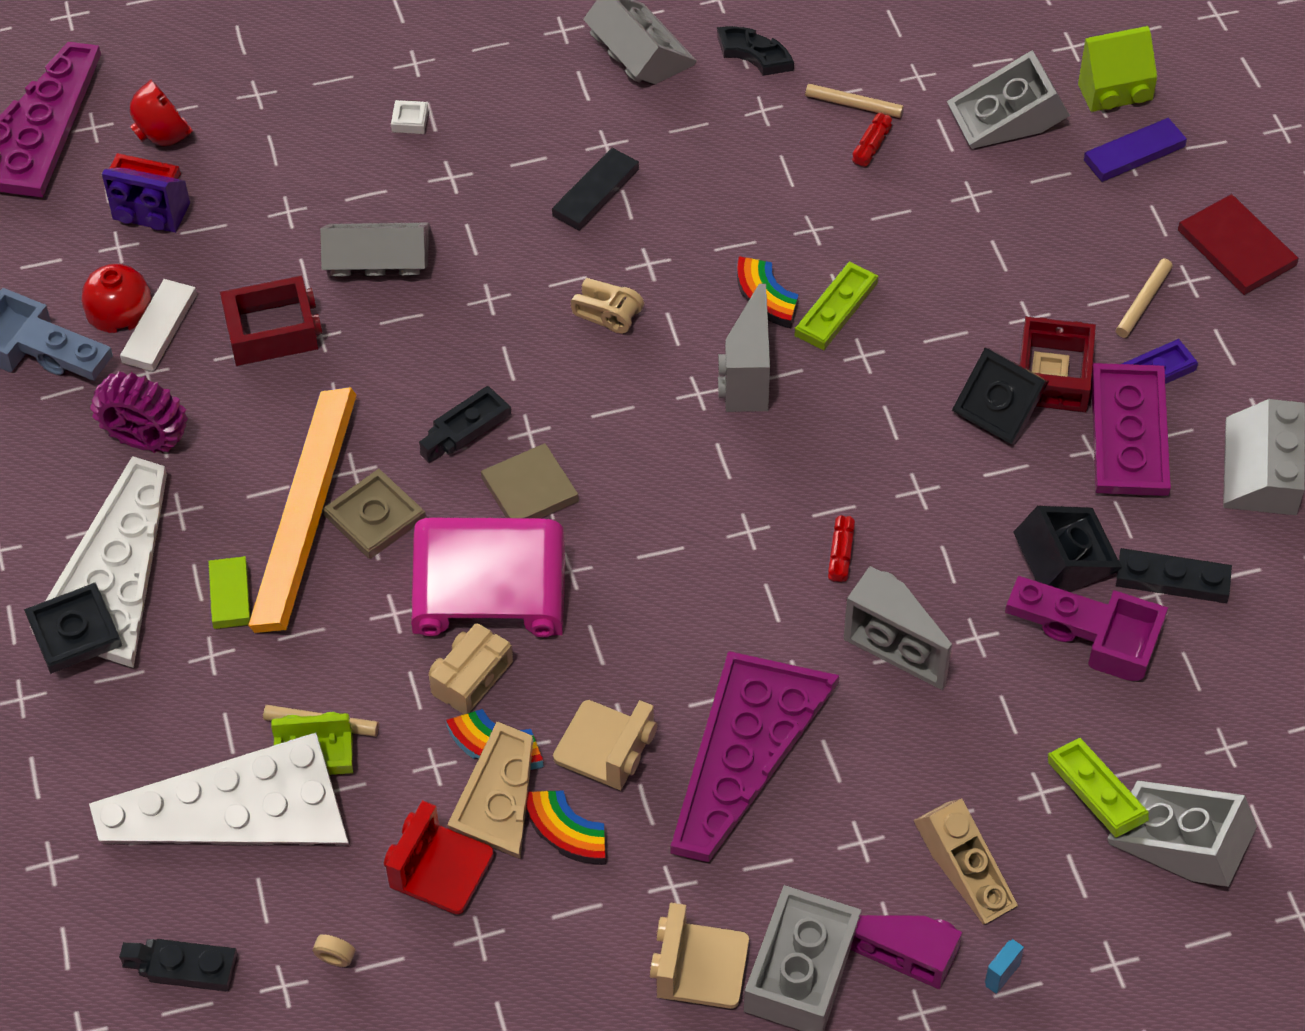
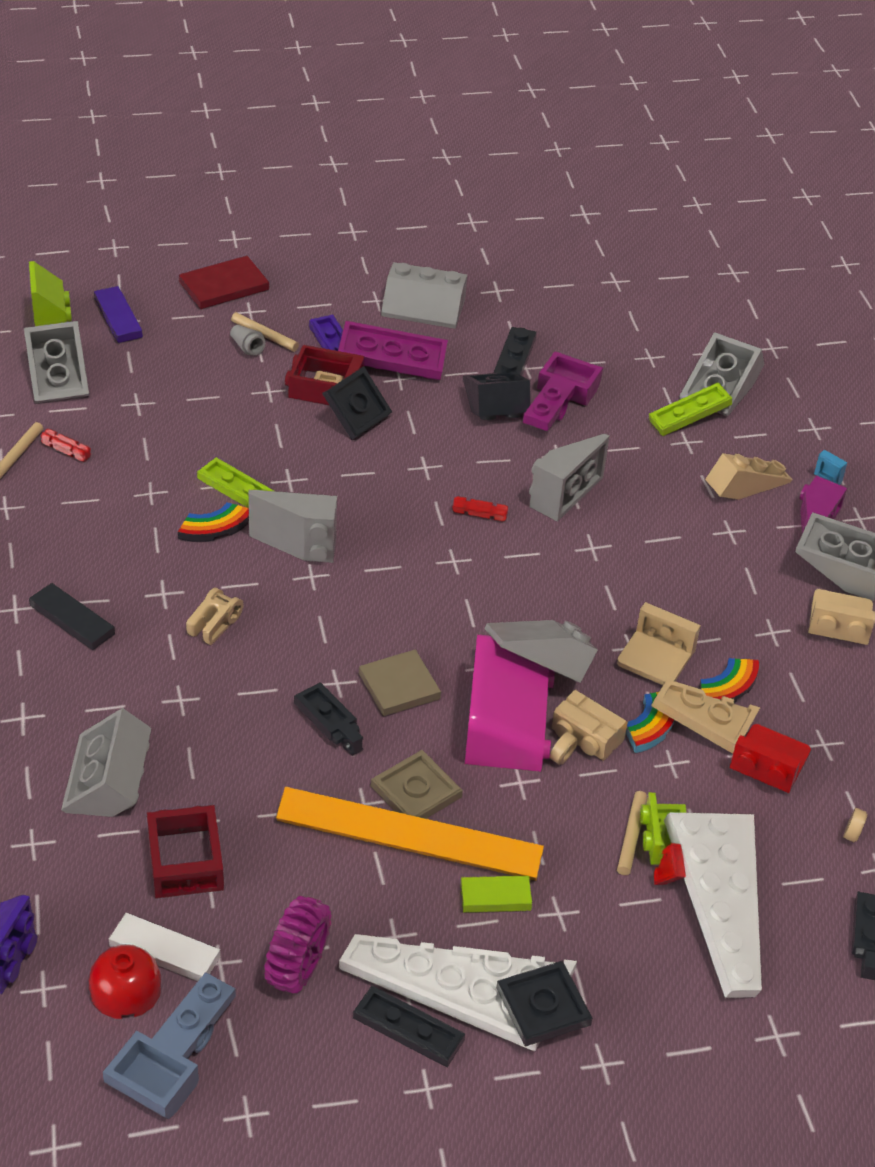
camera: 90 degrees left, 10 degrees down
(65, 528) = (409, 1026): none -> black tile
(254, 744) = (671, 865): none -> red tile
(433, 644) = (563, 748): none -> tan tile
(562, 594) = (548, 644): none -> light grey slope
(749, 732) = (653, 574): magenta wing -> none
(1113, 279) = (249, 340): none -> light grey cone

